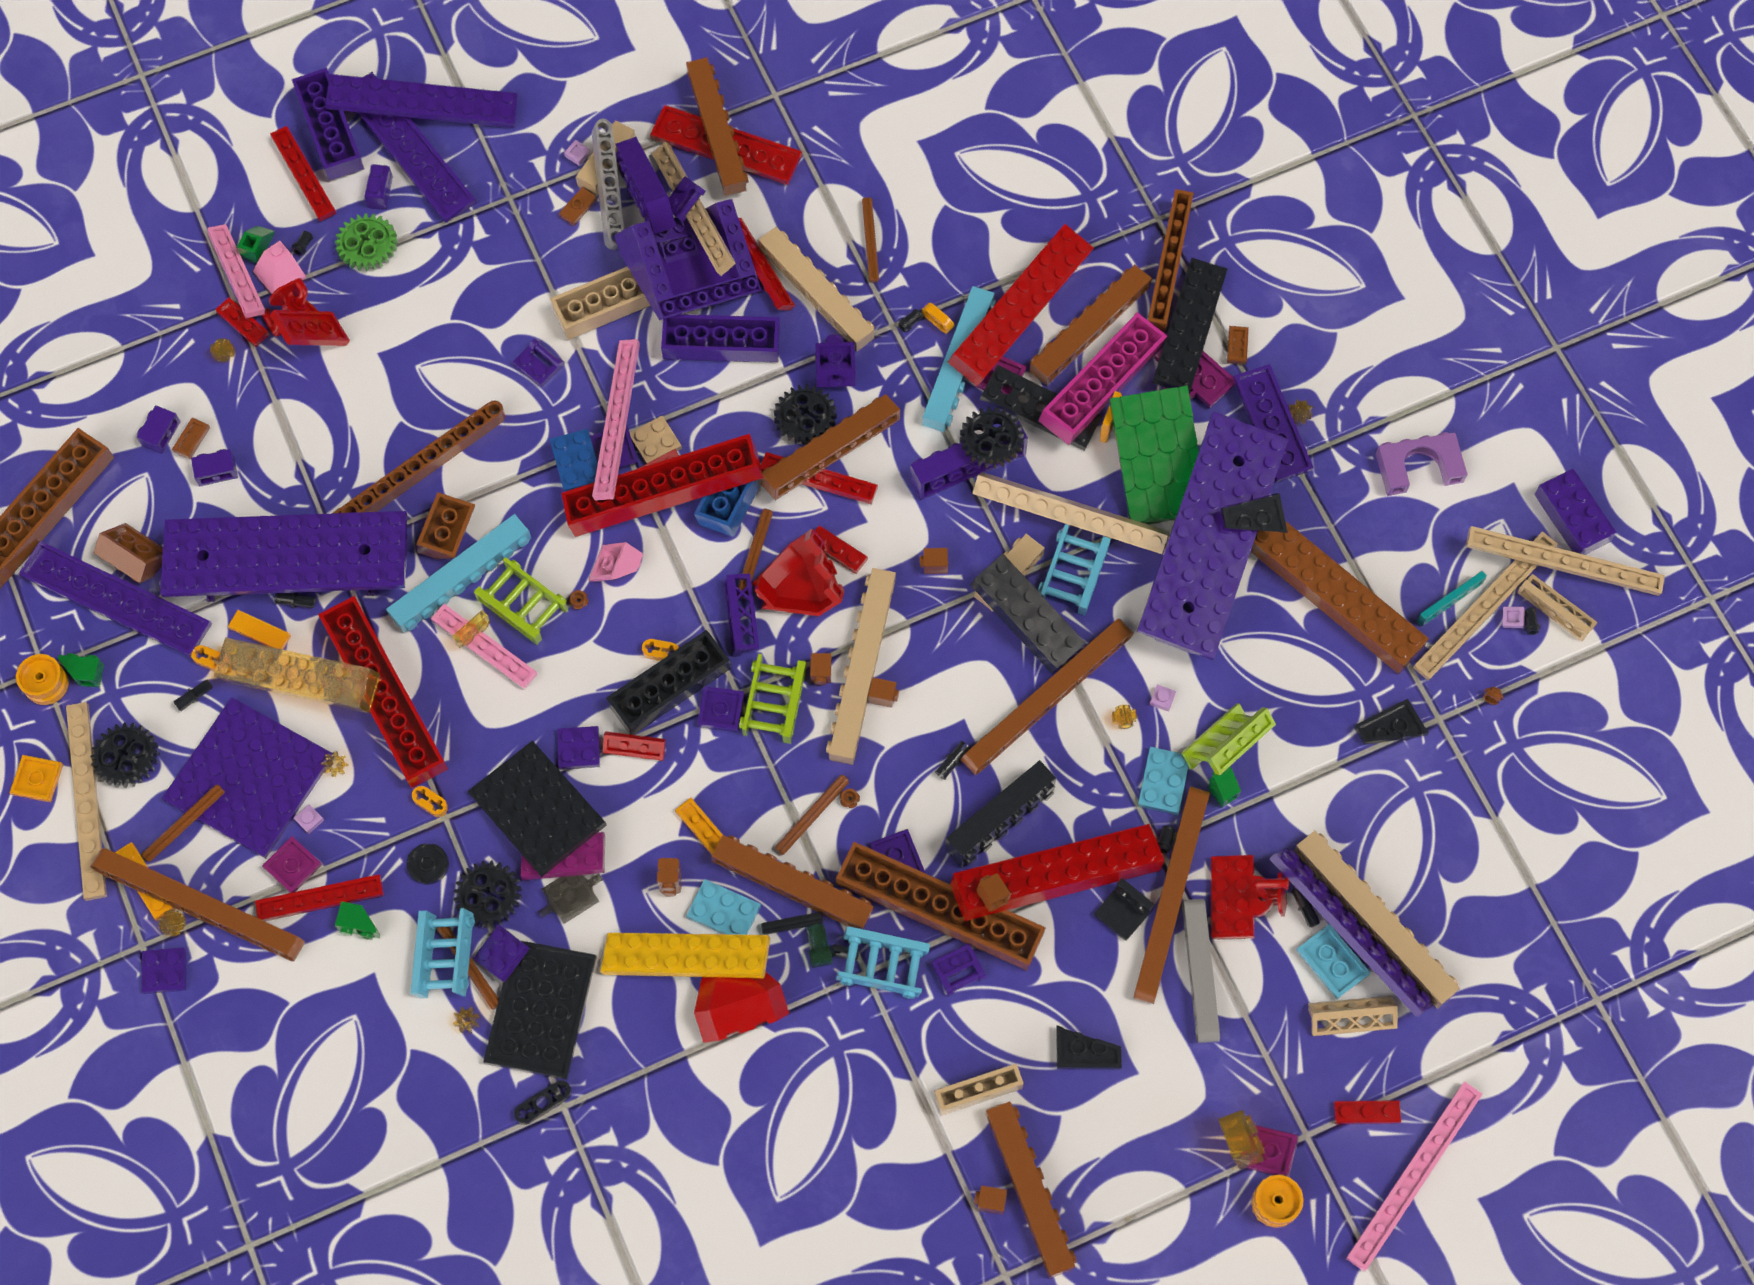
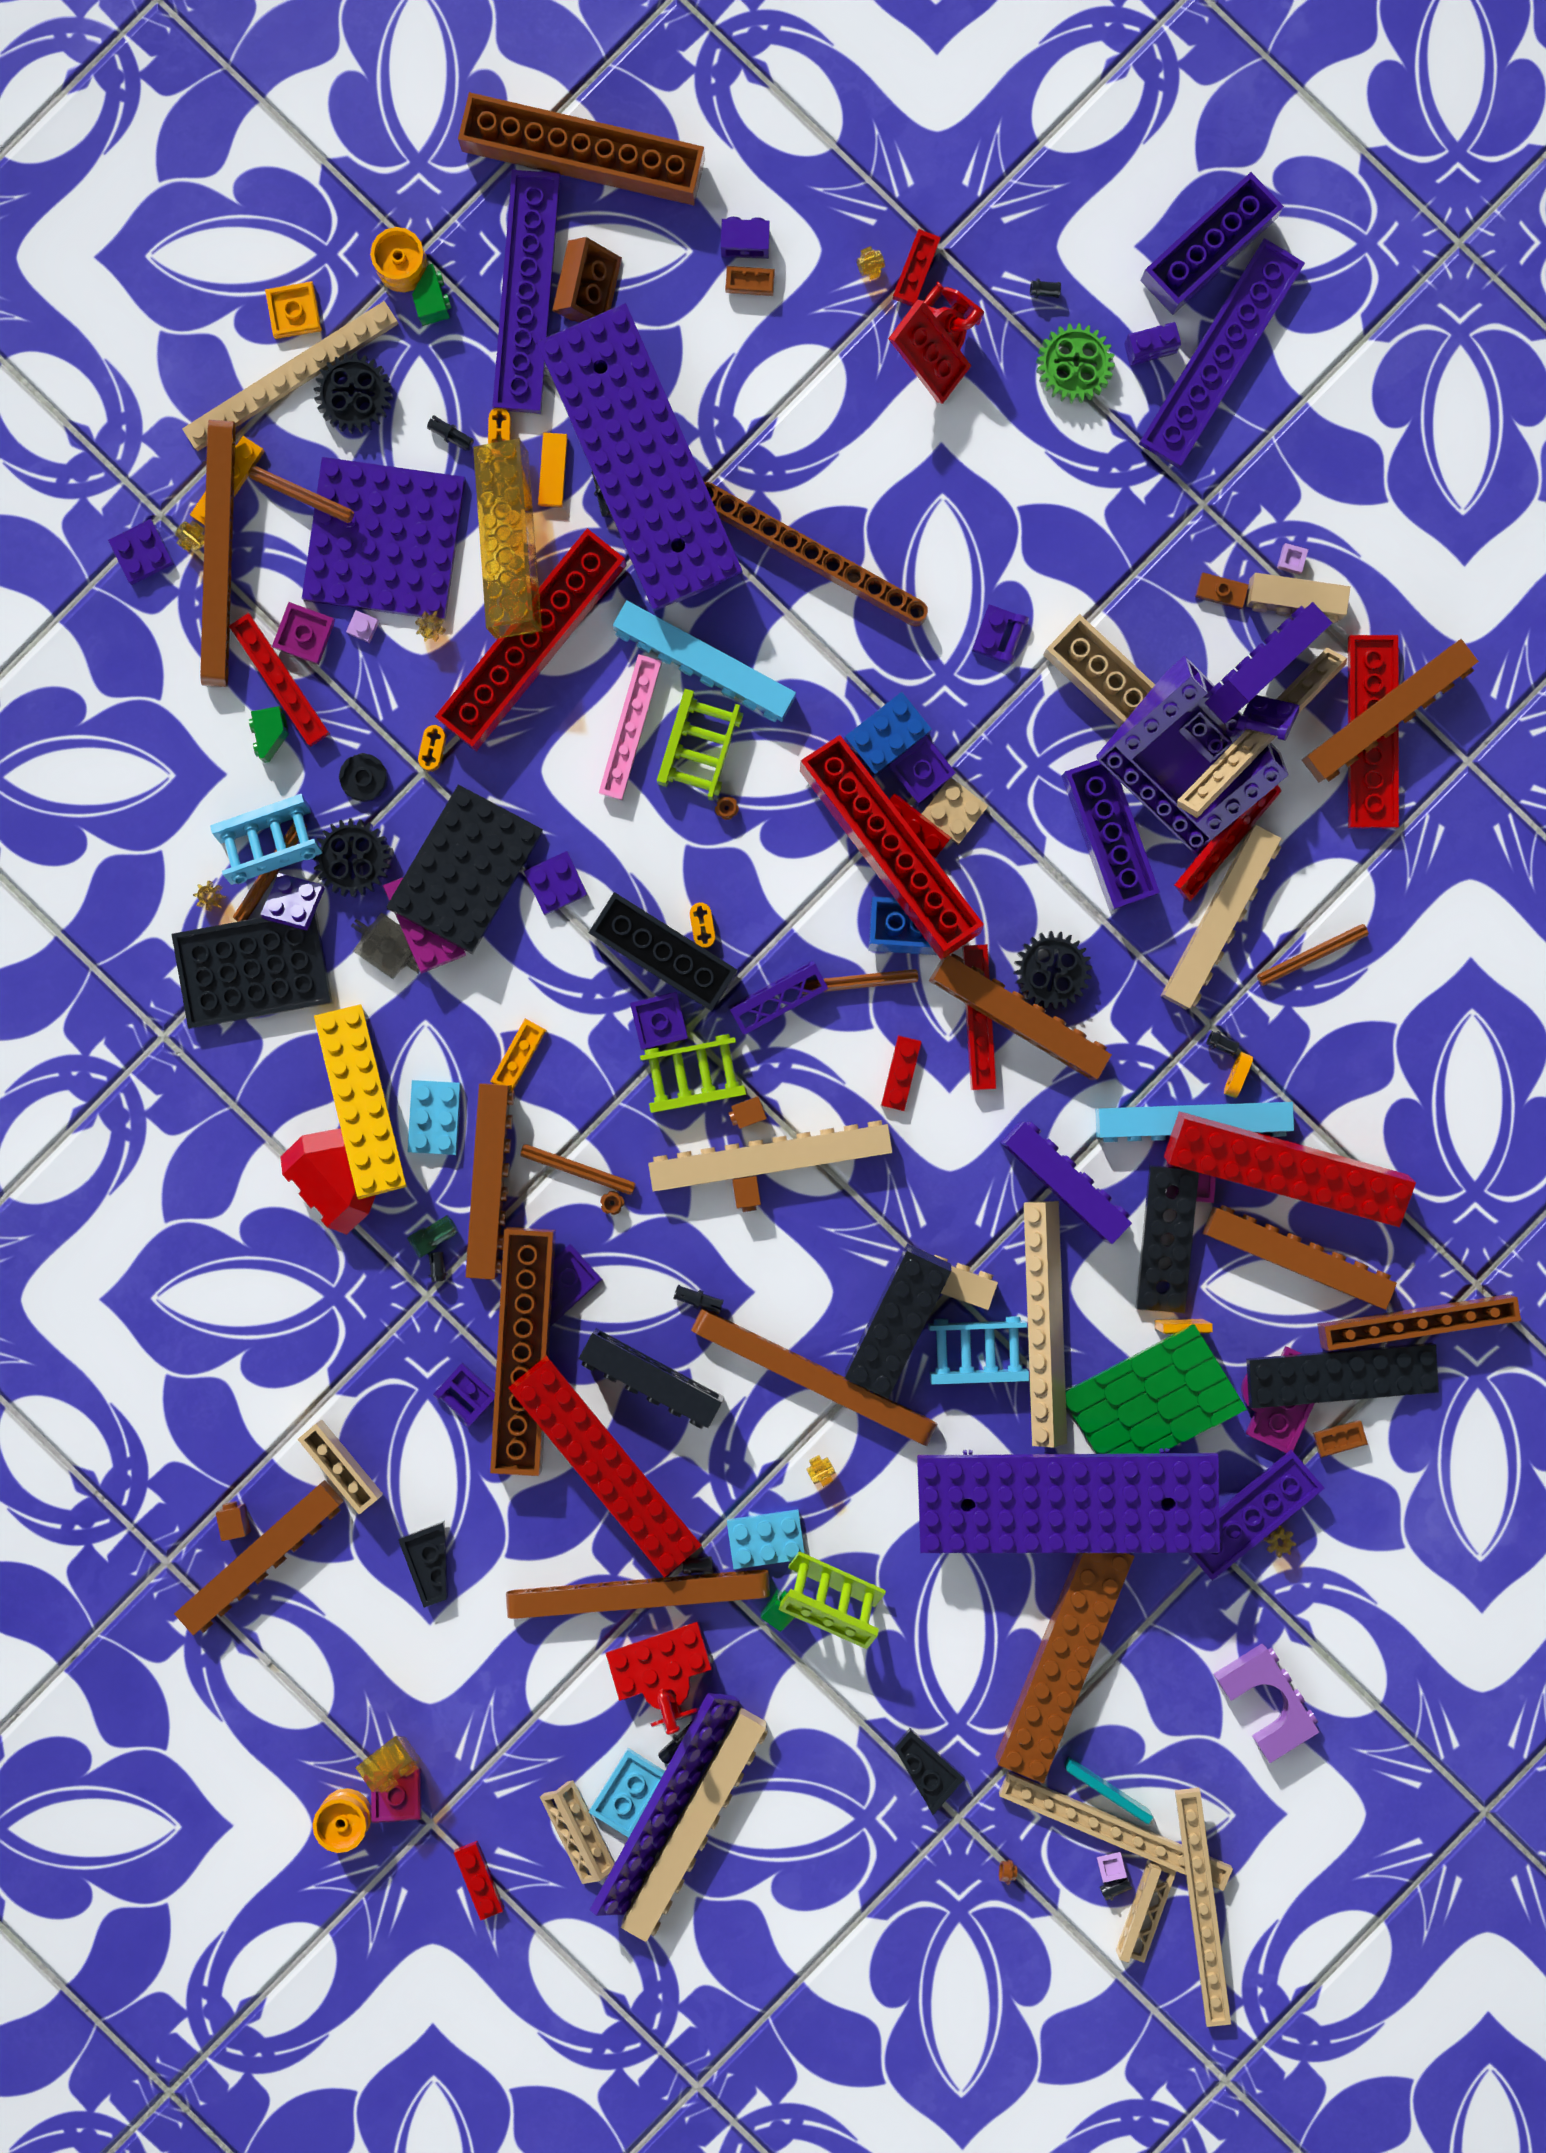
camera: 65 degrees right, 20 degrees up
(214, 467) = (724, 325): dark purple brick -> none
(236, 271) = (976, 229): bright pink plate -> none
(254, 243) = (1022, 234): green slope -> none
(277, 267) = (998, 278): bright pink slope -> none
(303, 173) = (1136, 245): red plate -> none
(421, 100) = (1286, 341): dark purple plate -> none
(444, 527) = (750, 621): dark orange slope -> none
(467, 633) = (647, 711): clear yellow plate -> none
(541, 1111) = (146, 998): black beam -> none
(607, 175) = (1271, 615): light grey beam -> none
(615, 561) = (782, 831): bright pink slope -> none
(616, 420) = (954, 758): bright pink plate -> none
(634, 745) = (578, 943): red plate -> none
(669, 876) = (441, 1046): dark orange brick -> none
(791, 923) = (447, 1196): black axle -> none
(800, 579) = (844, 1048): red panel -> none
(835, 362) = (1131, 979): dark purple brick -> none
(896, 946) = (456, 1296): medium azure fence -> none
(934, 560) = (927, 1189): dark orange brick -> none
(993, 892) = (537, 1414): dark orange brick -> none
(999, 452) = (1076, 1219): black gear -> none
(1106, 373) = (1228, 1301): dark pink brick -> none
(1124, 909) = (597, 1548): black bracket -> none
(1162, 697) = (863, 1504): lavender plate -> none
(1200, 971) = (563, 1654): light grey beam -> none
(1256, 514) = (1107, 1548): black wing -> none
(1414, 1176) = (428, 1952): bright pink plate -> none
(1575, 513) = (1270, 1900): dark purple brick -> none

